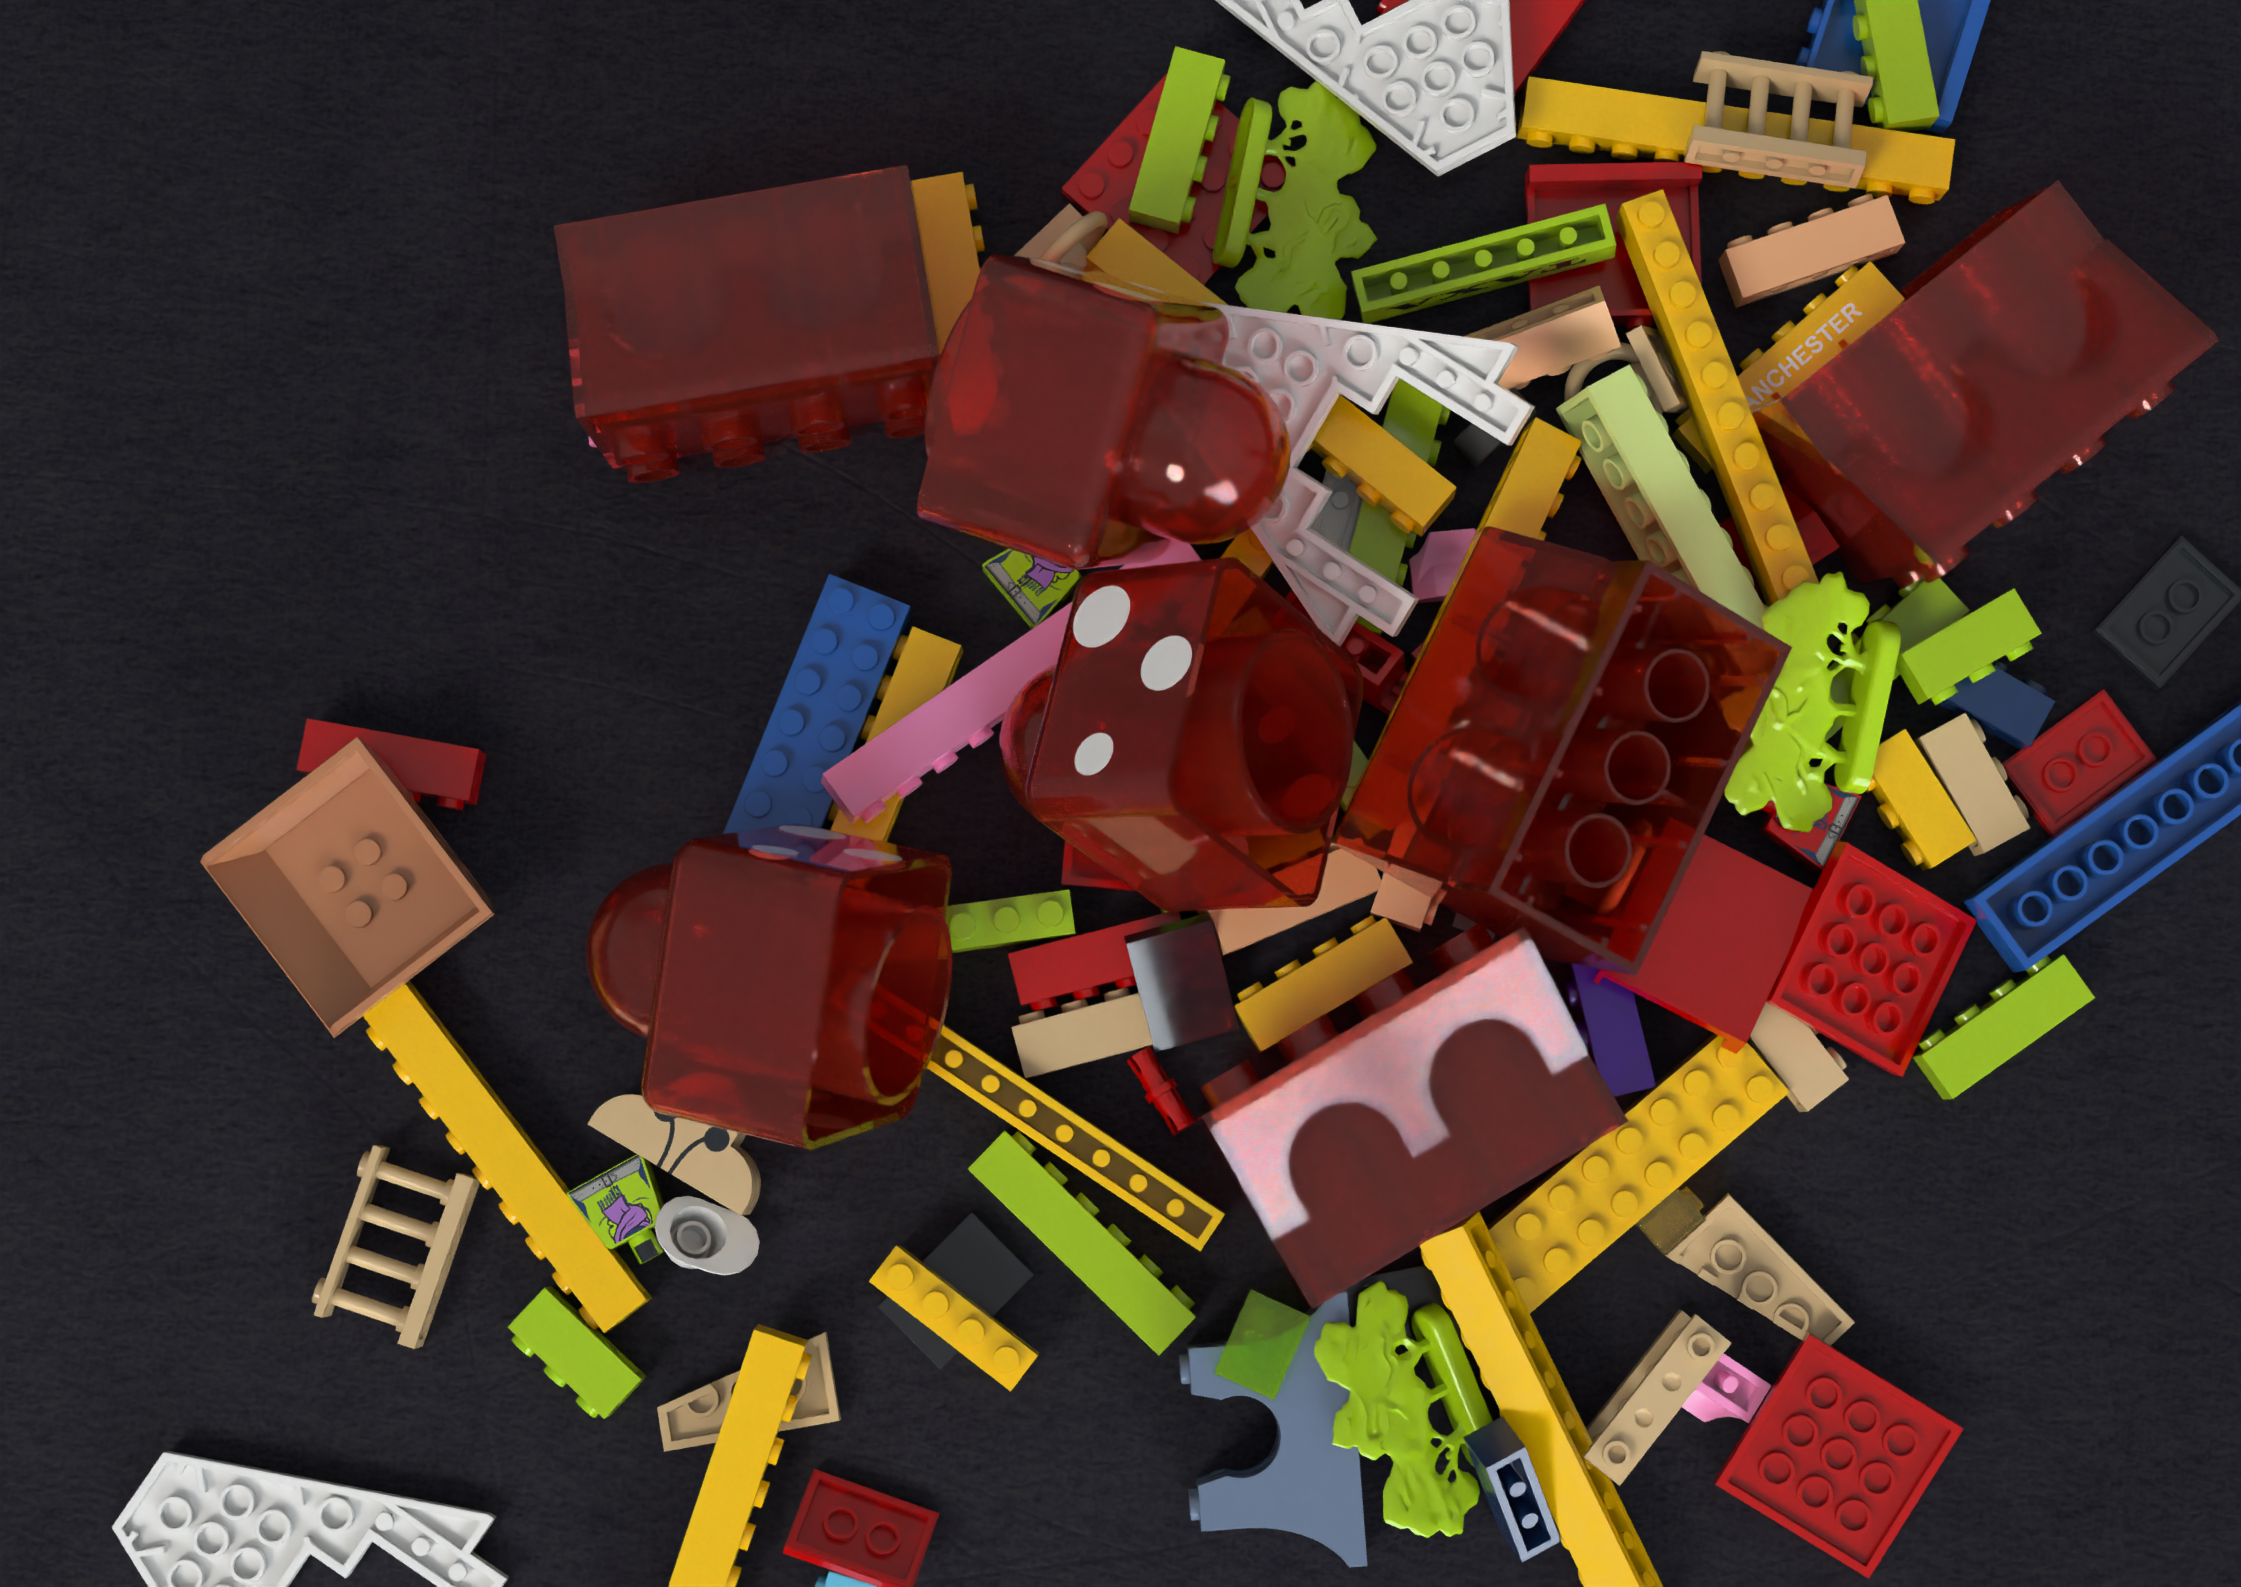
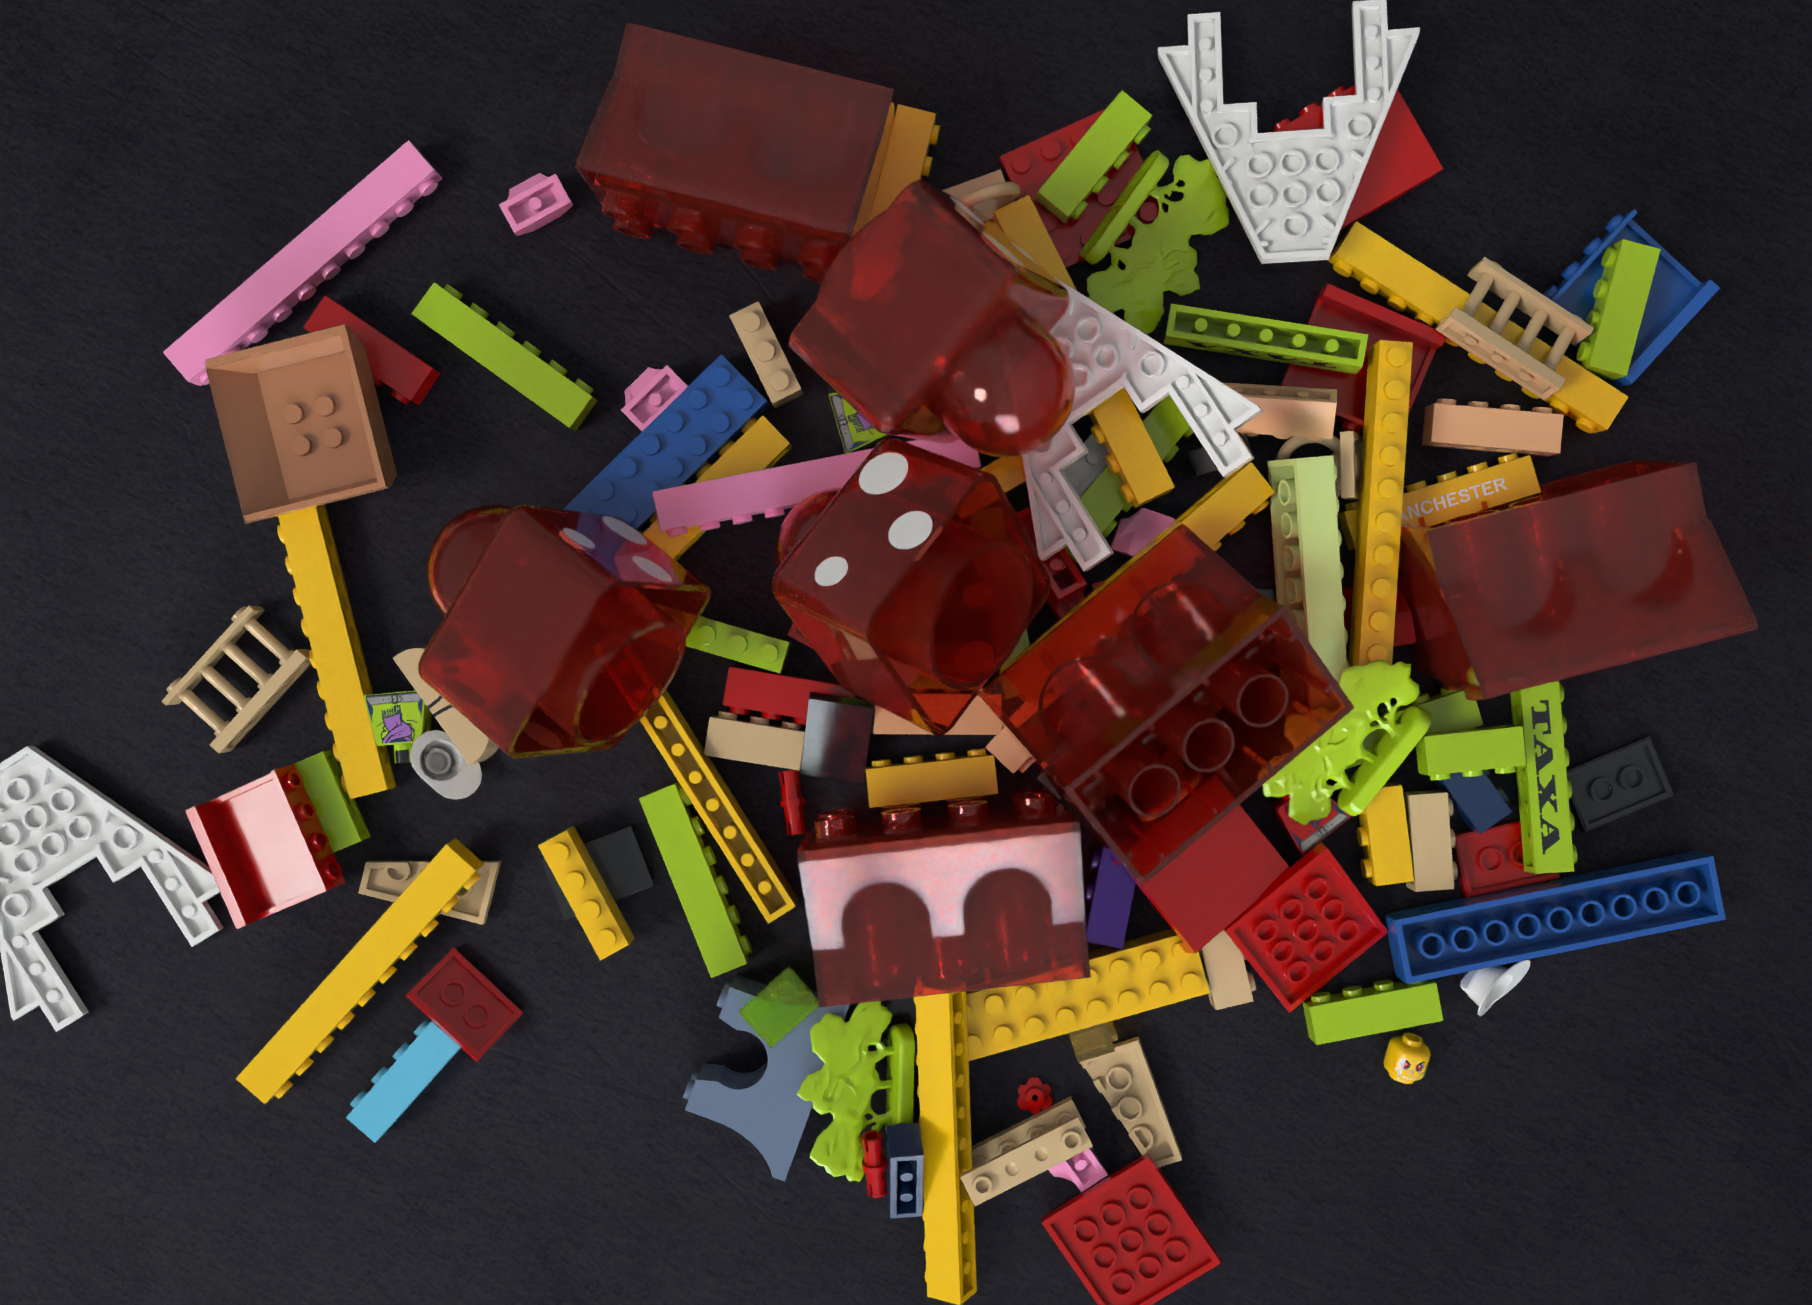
camera: 30 degrees right, 5 degrees up
(262, 693) = (306, 262): none -> bright pink brick
(517, 493) = (535, 203): none -> bright pink slope
(523, 1440) = (265, 846): none -> panel
(561, 696) = (504, 356): none -> lime brick
(763, 663) = (651, 395): none -> bright pink slope
(883, 551) = (766, 354): none -> tan brick
(1470, 1498) = (874, 1163): none -> red pin
(1627, 1317) = (1034, 1087): none -> red plant
(2072, 641) = (1543, 781): none -> lime brick
(2074, 1067) = (1406, 1058): none -> yellow head
(2136, 923) = (1492, 983): none -> white piece

